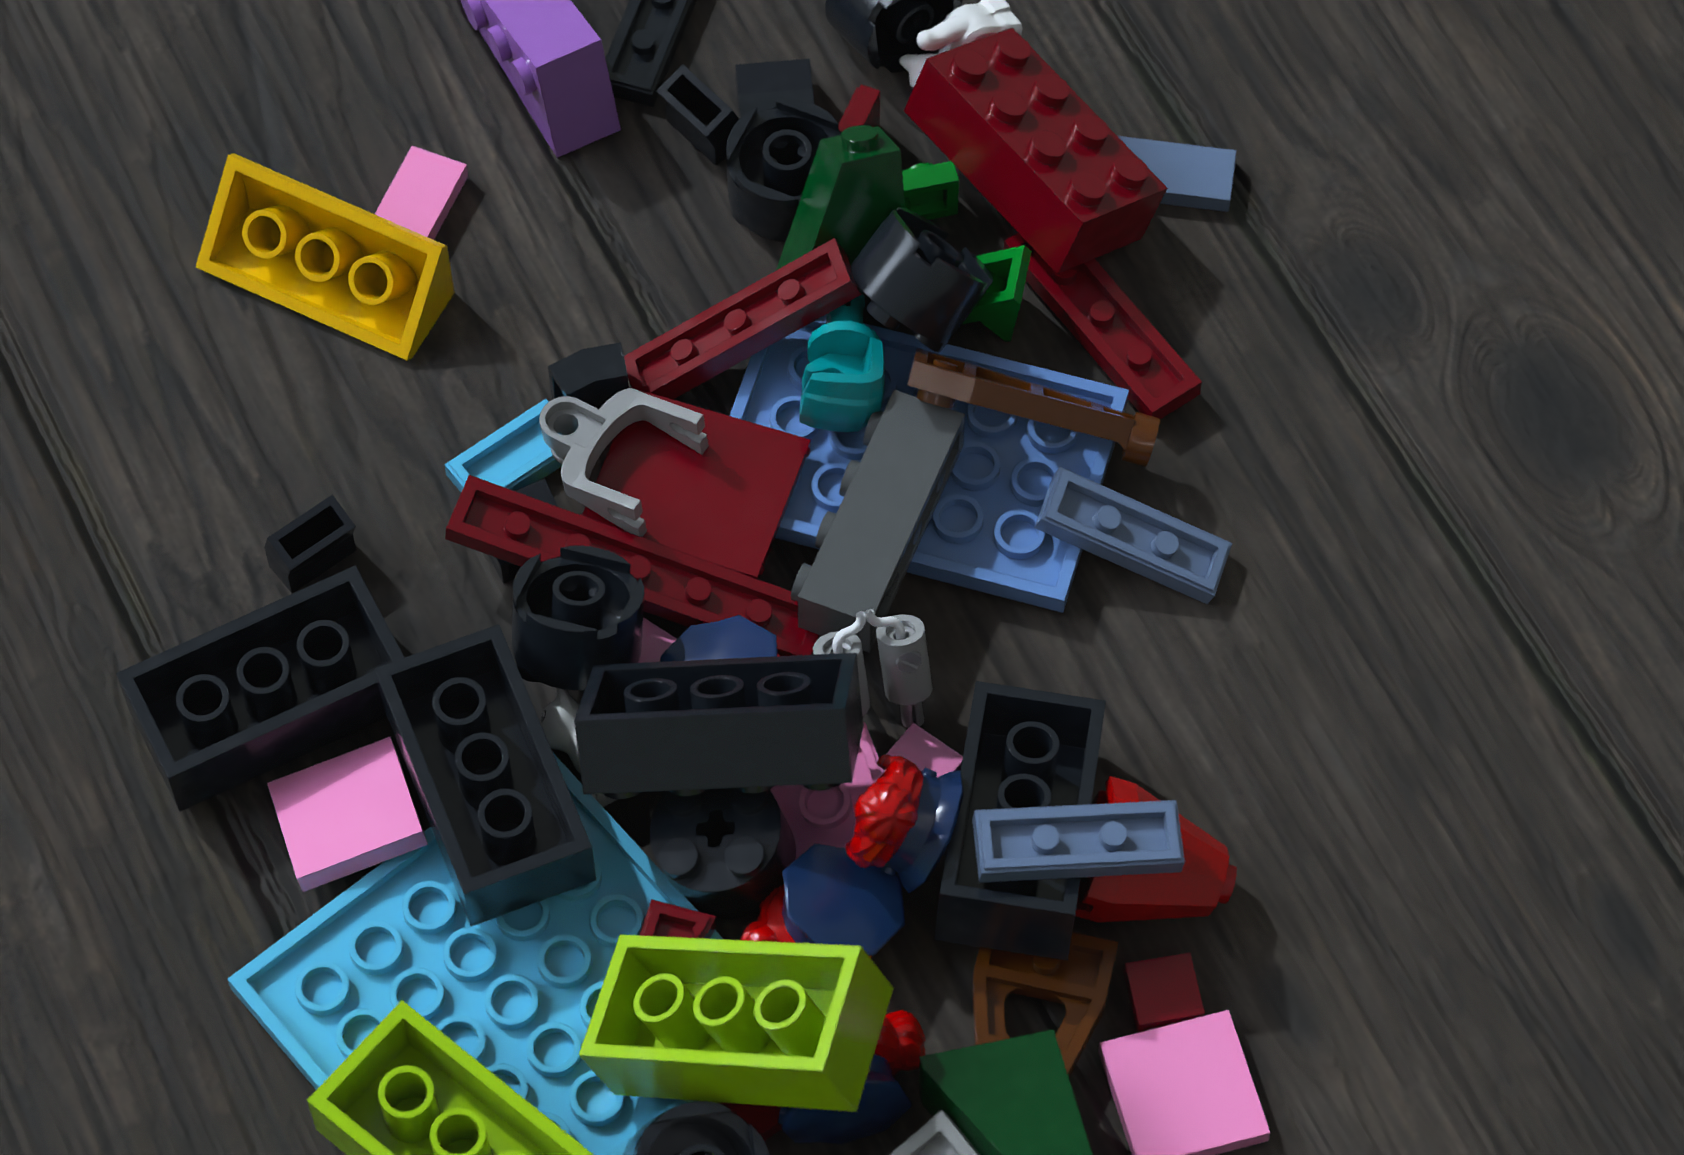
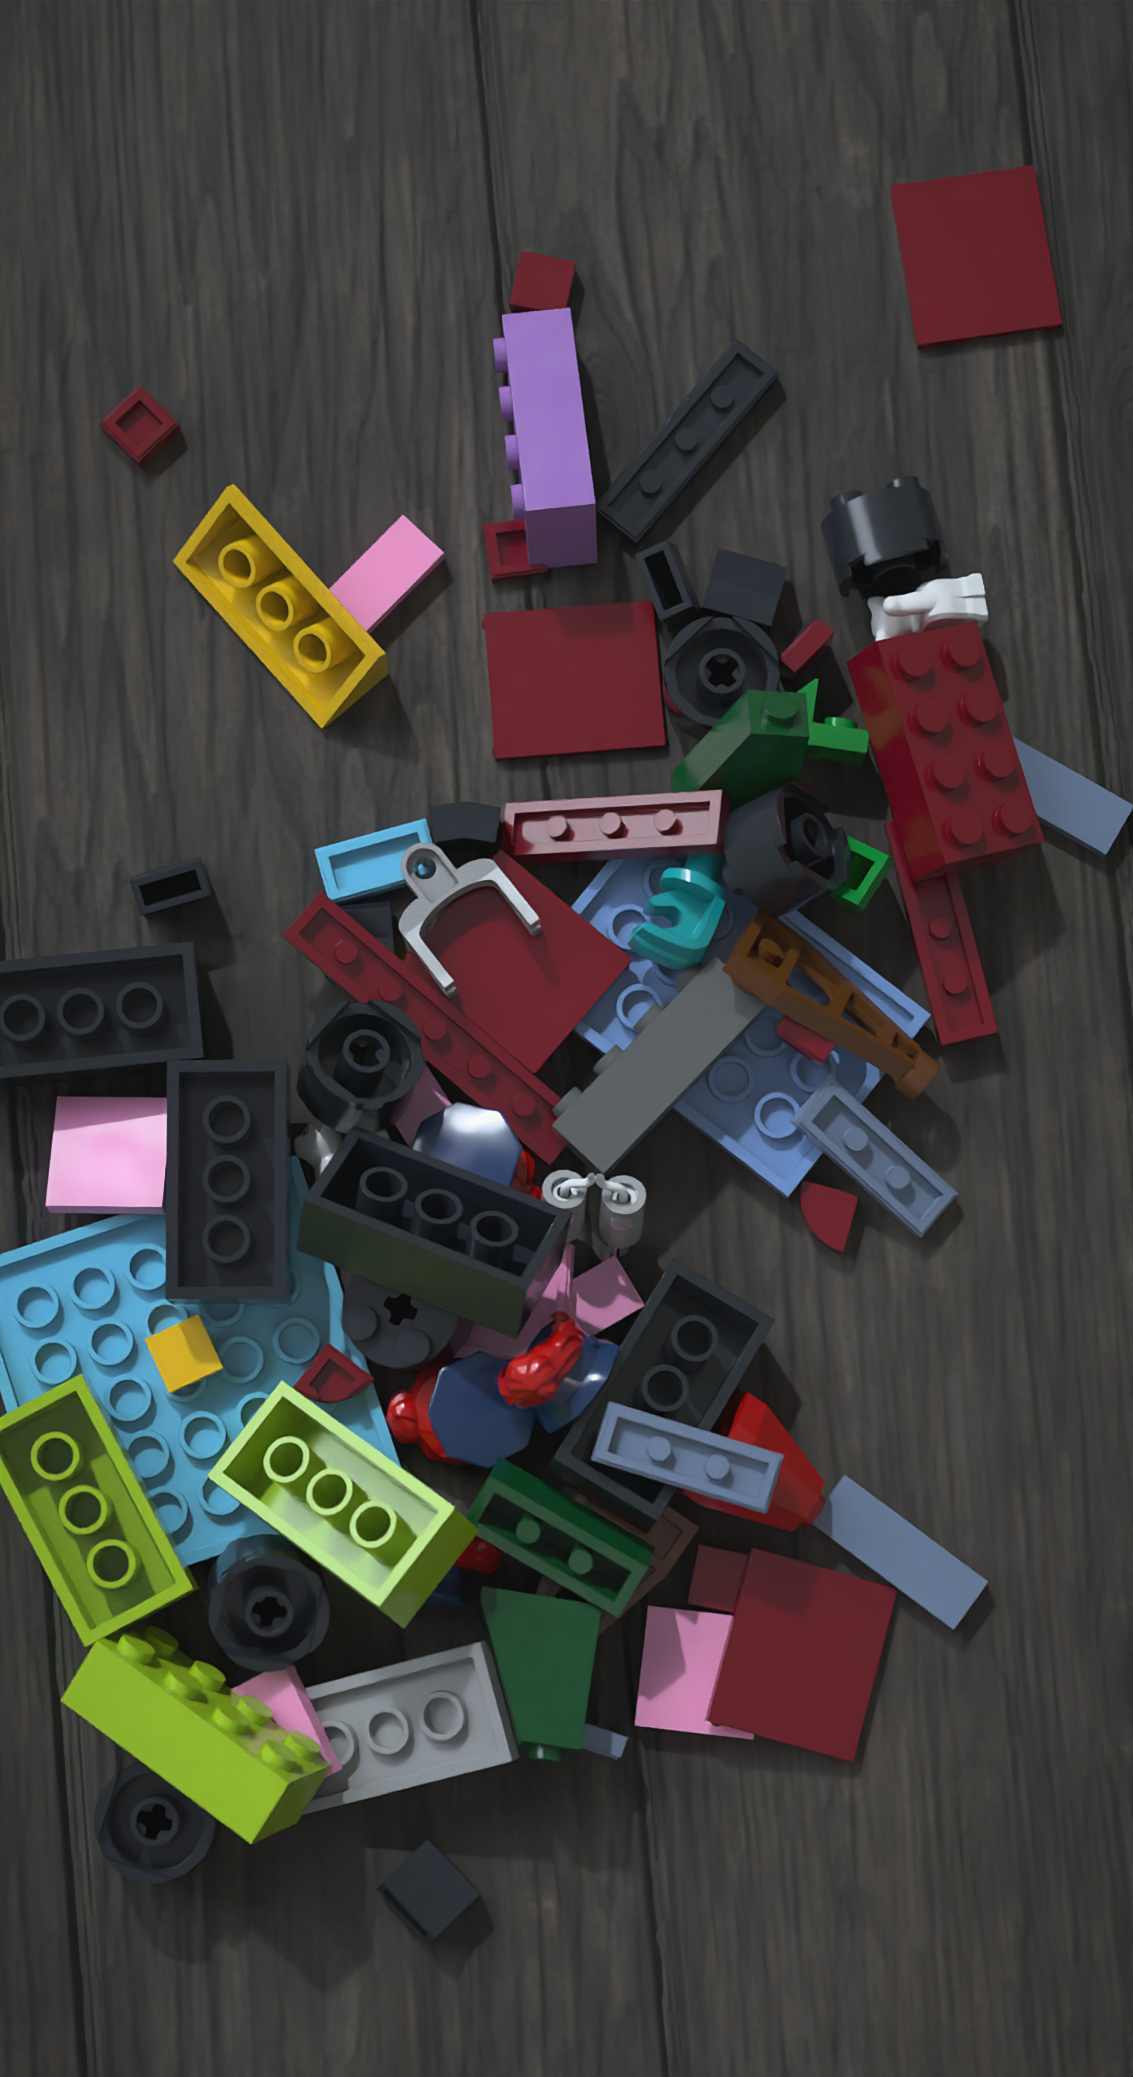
camera: 20 degrees right, 20 degrees up
(116, 163) = (140, 426): none -> dark red tile
(503, 969) = (184, 1354): none -> yellow tile
(529, 150) = (508, 551): none -> dark red tile
(642, 235) = (574, 680): none -> dark red piece
(982, 983) = (560, 1537): none -> dark green brick
(1015, 442) = (804, 1040): none -> dark red tile
(1110, 609) = (827, 1213): none -> dark red tile
(1280, 1031) = (801, 1654): none -> dark red piece
(1333, 898) = (899, 1552): none -> sand blue tile

